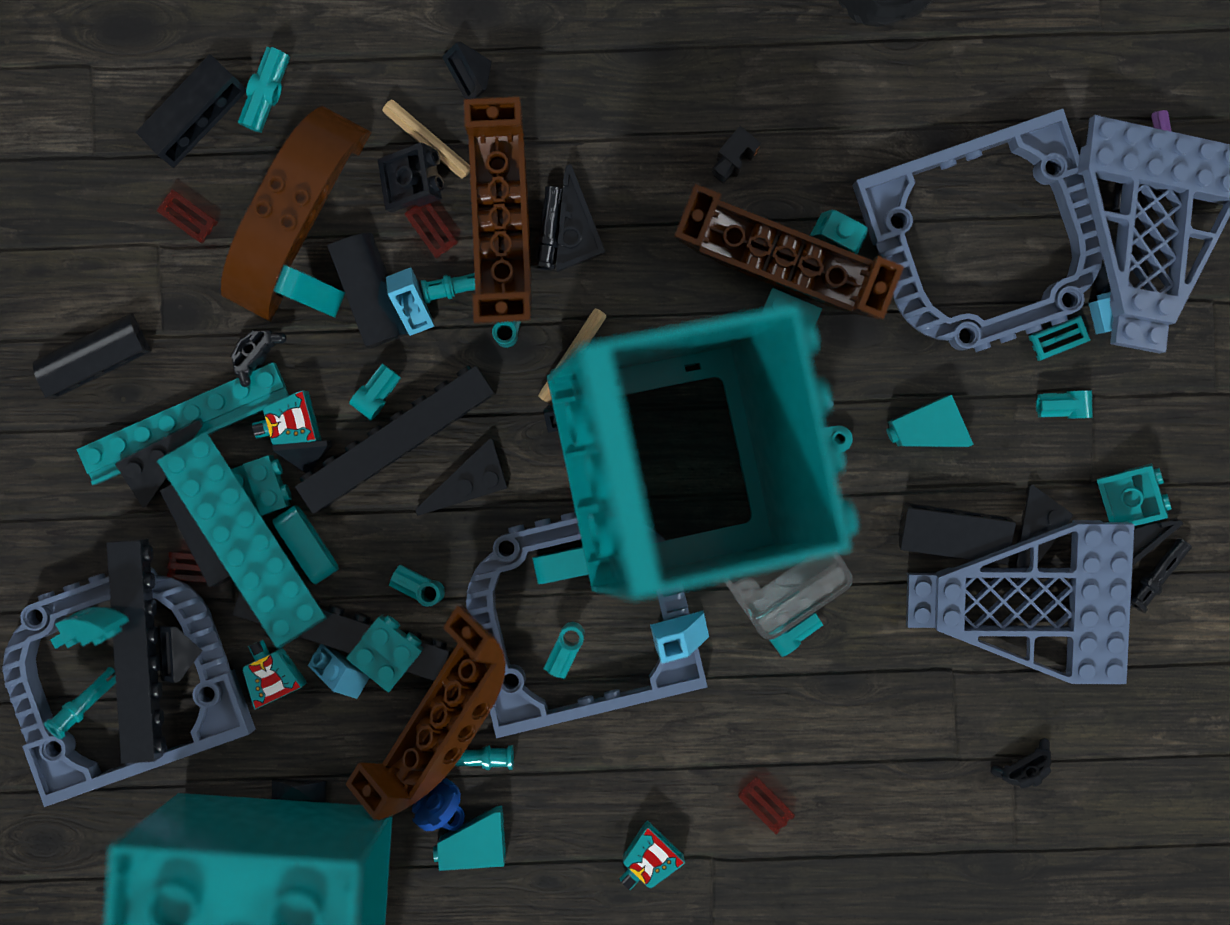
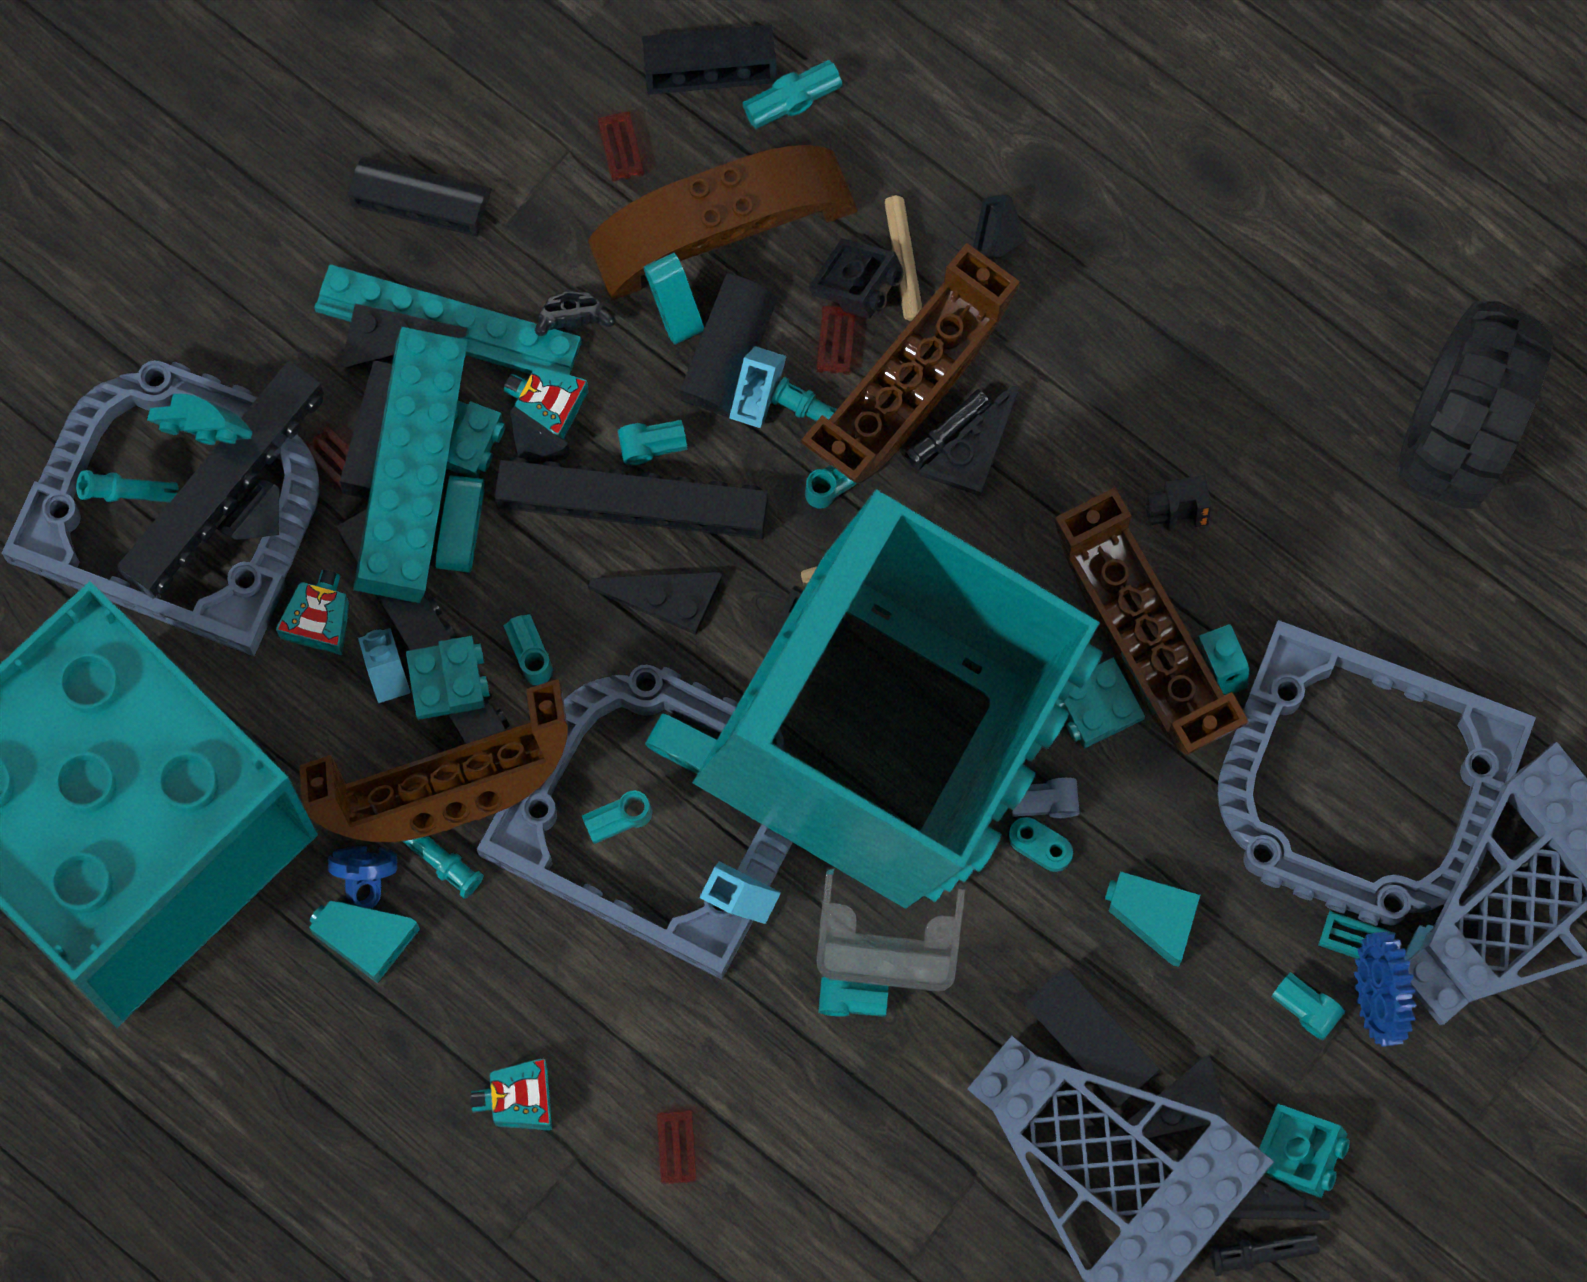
camera: 45 degrees right, 15 degrees down
(1114, 360) = (1384, 989): none -> blue gear

